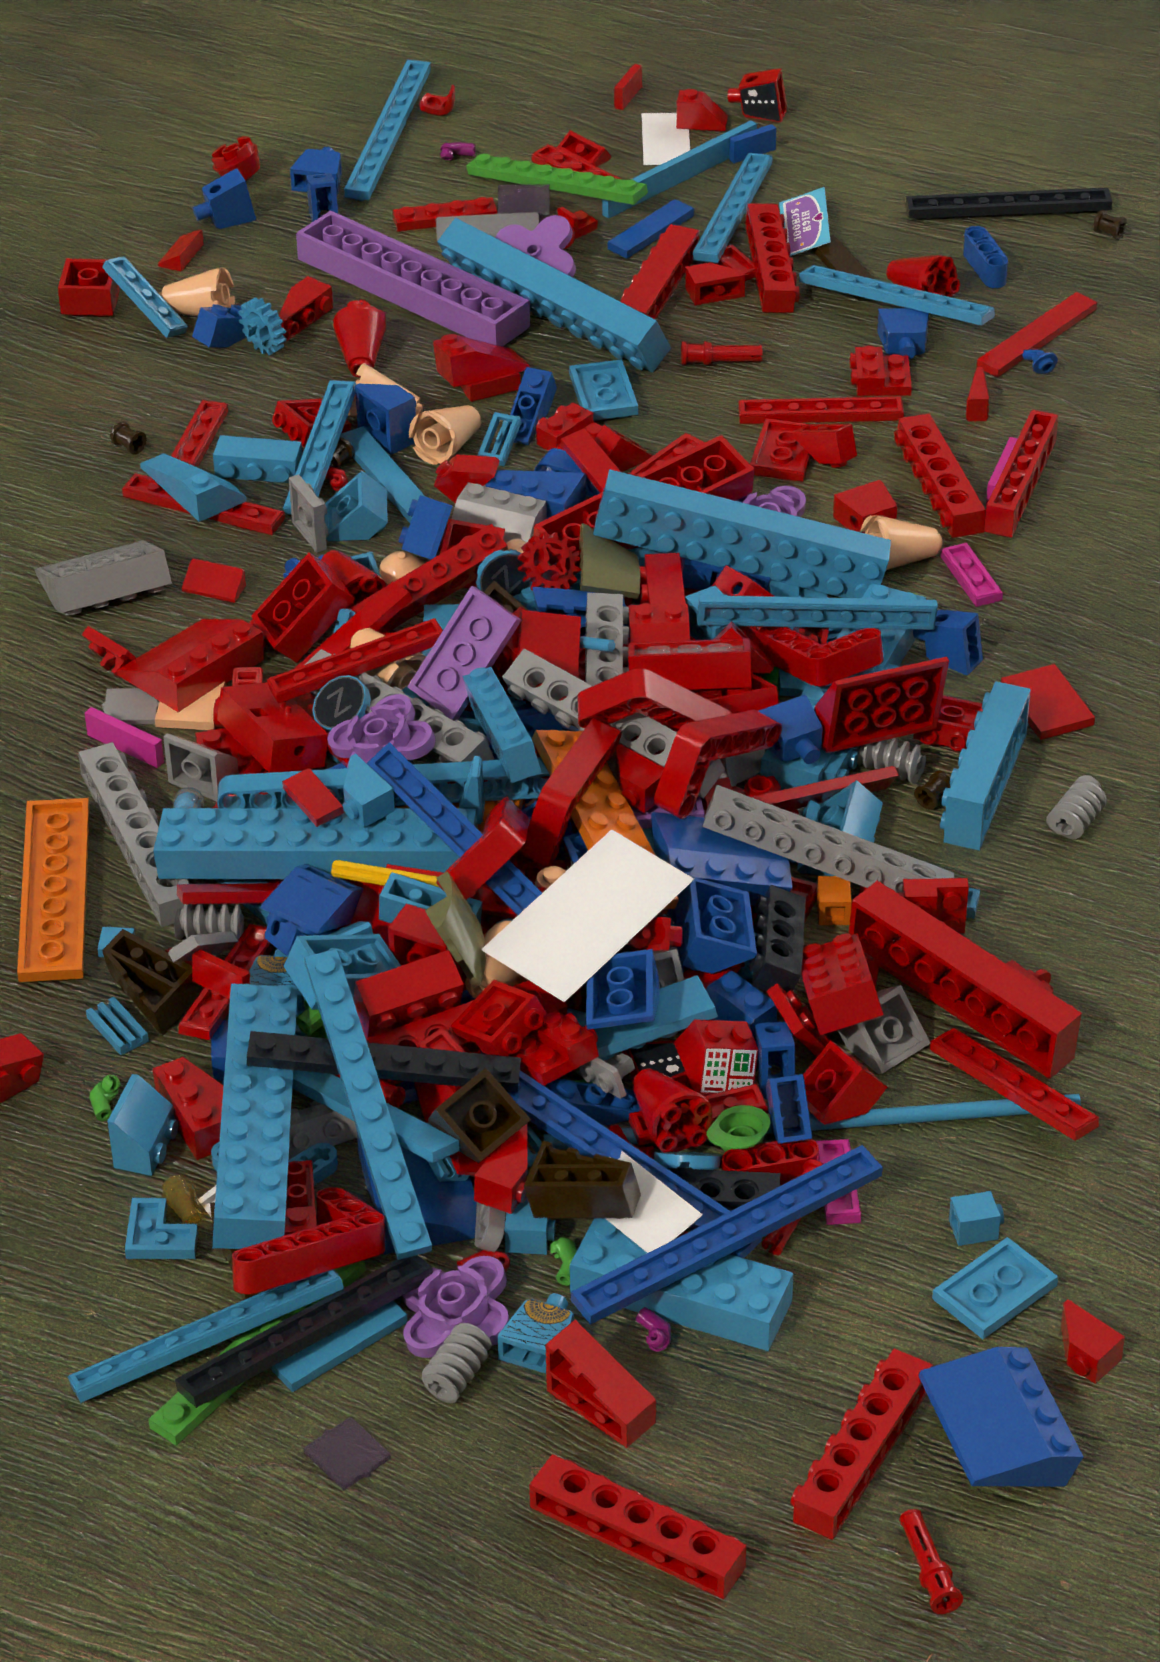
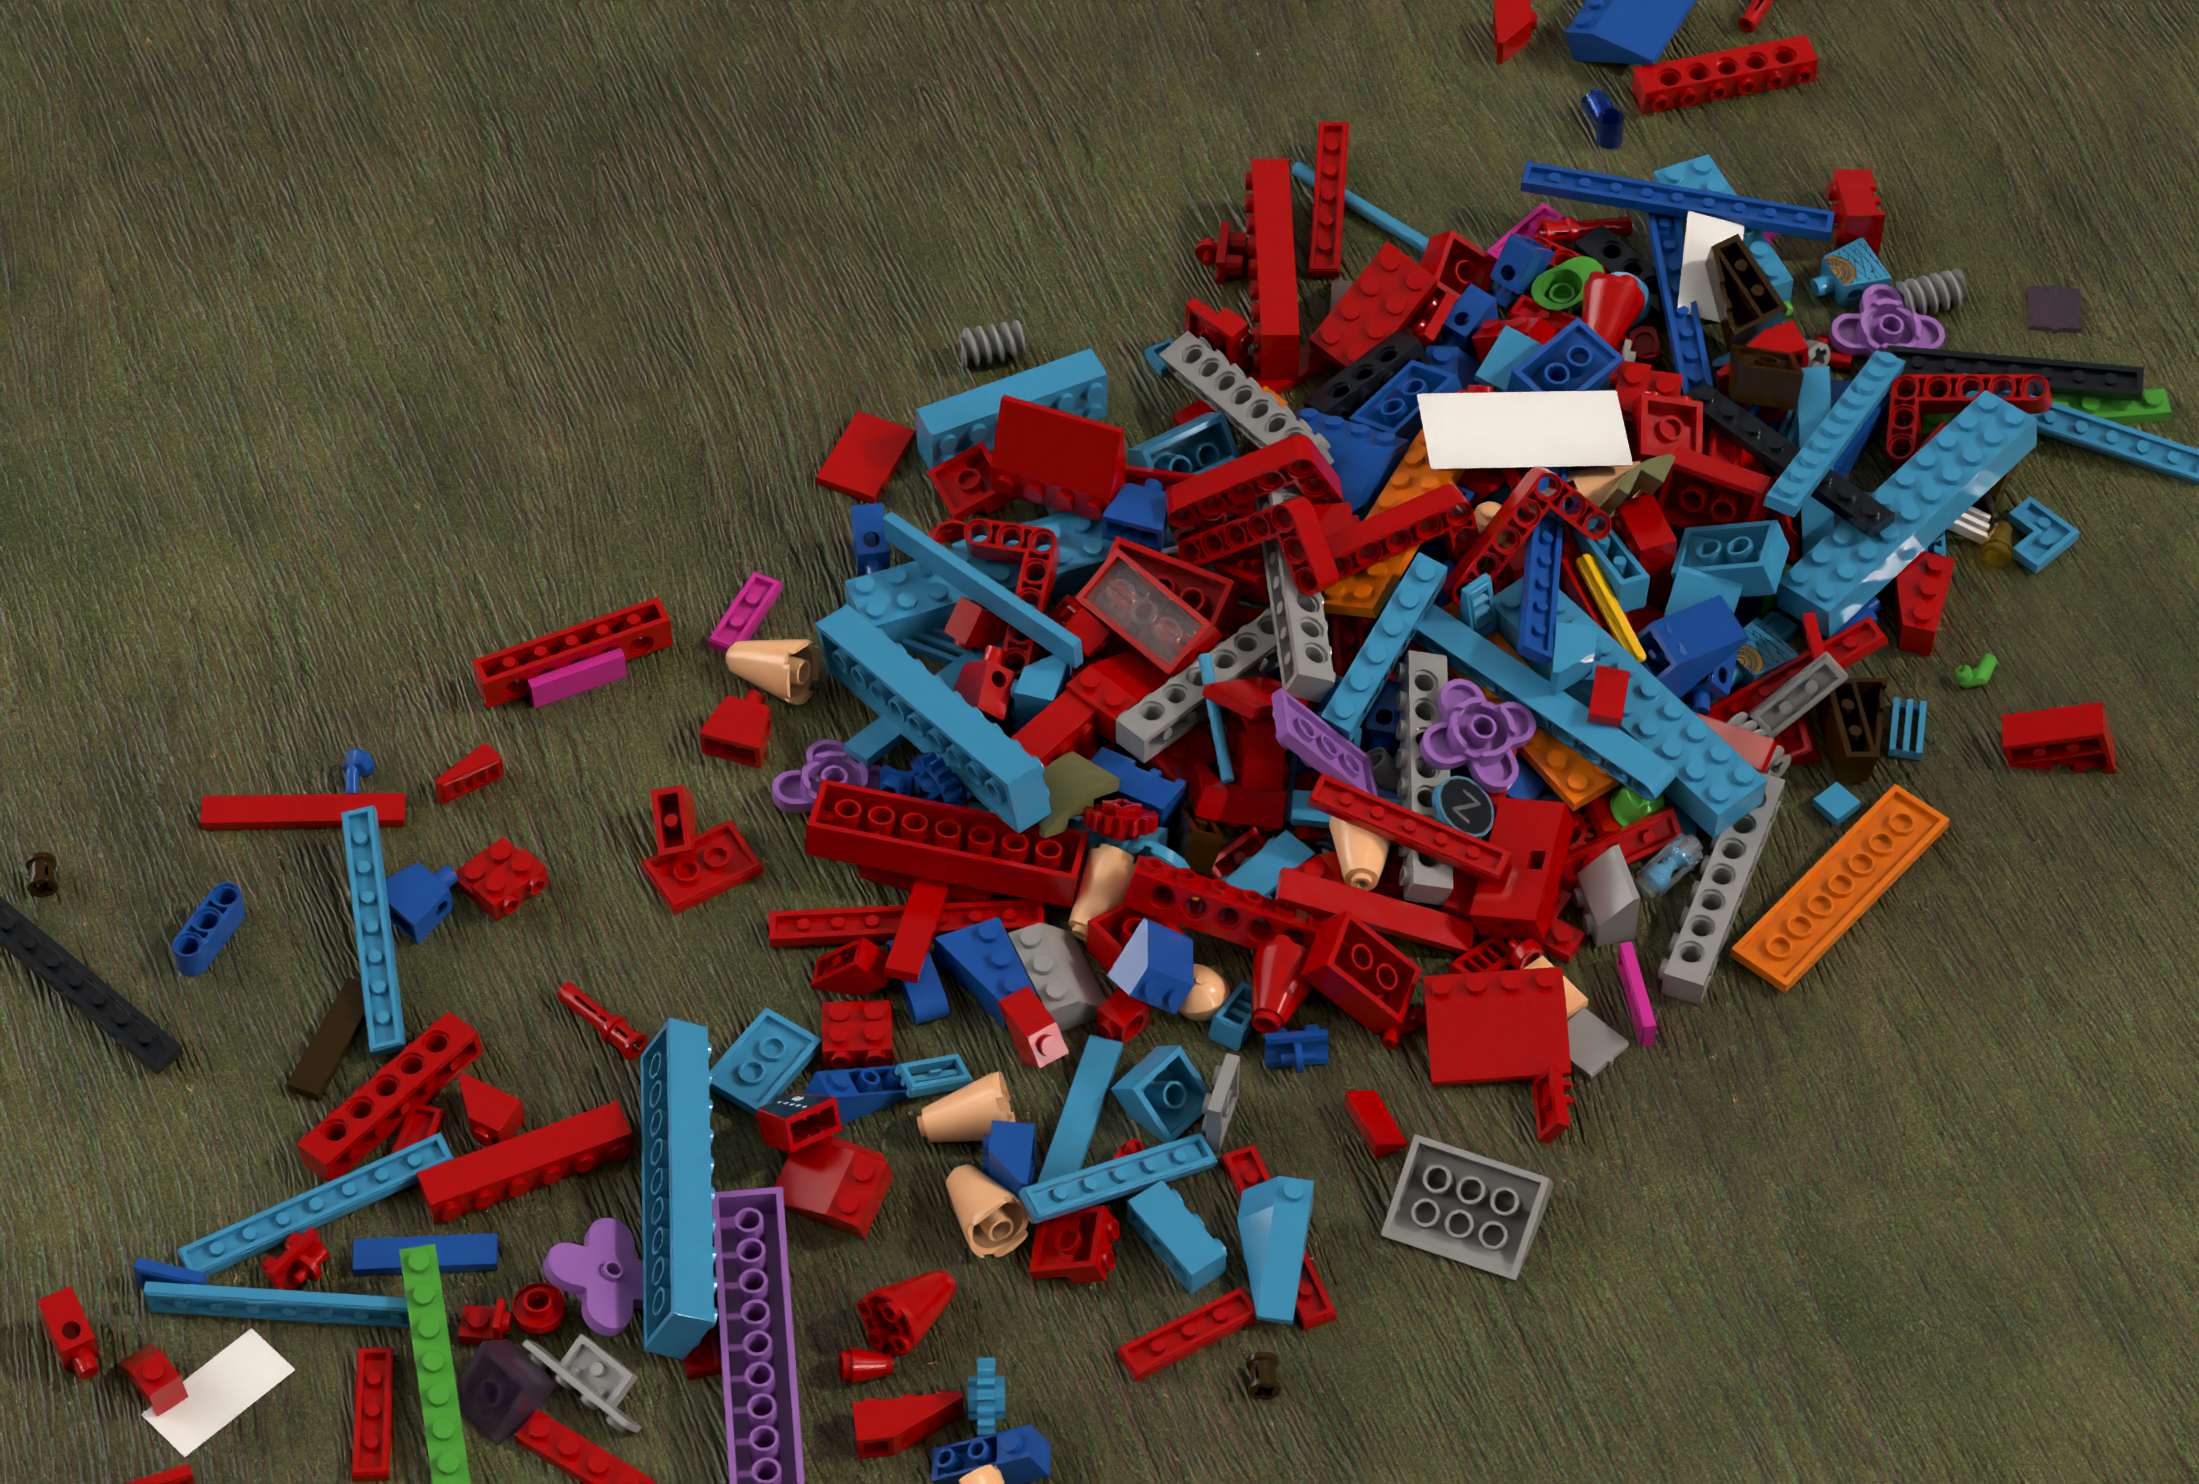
camera: 135 degrees left, 10 degrees up
(141, 1127) = (1984, 608): dark azure slope -> none
(535, 350) = (785, 1122): none -> red torso
(584, 149) = (327, 1439): red slope -> none
(638, 1526) = (1922, 129): red brick -> none
(704, 182) = (299, 1261): none -> red hips
(806, 221) = (268, 1135): sticker -> none
(821, 409) = (608, 886): red tile -> none
(896, 1317) = (1605, 119): none -> clear blue piece
(925, 273) = (311, 938): red cone -> none
(940, 475) = (628, 718): red brick -> none
(975, 1218) = (1475, 142): dark azure brick -> none
(995, 1288) = (1519, 99): dark azure plate -> none

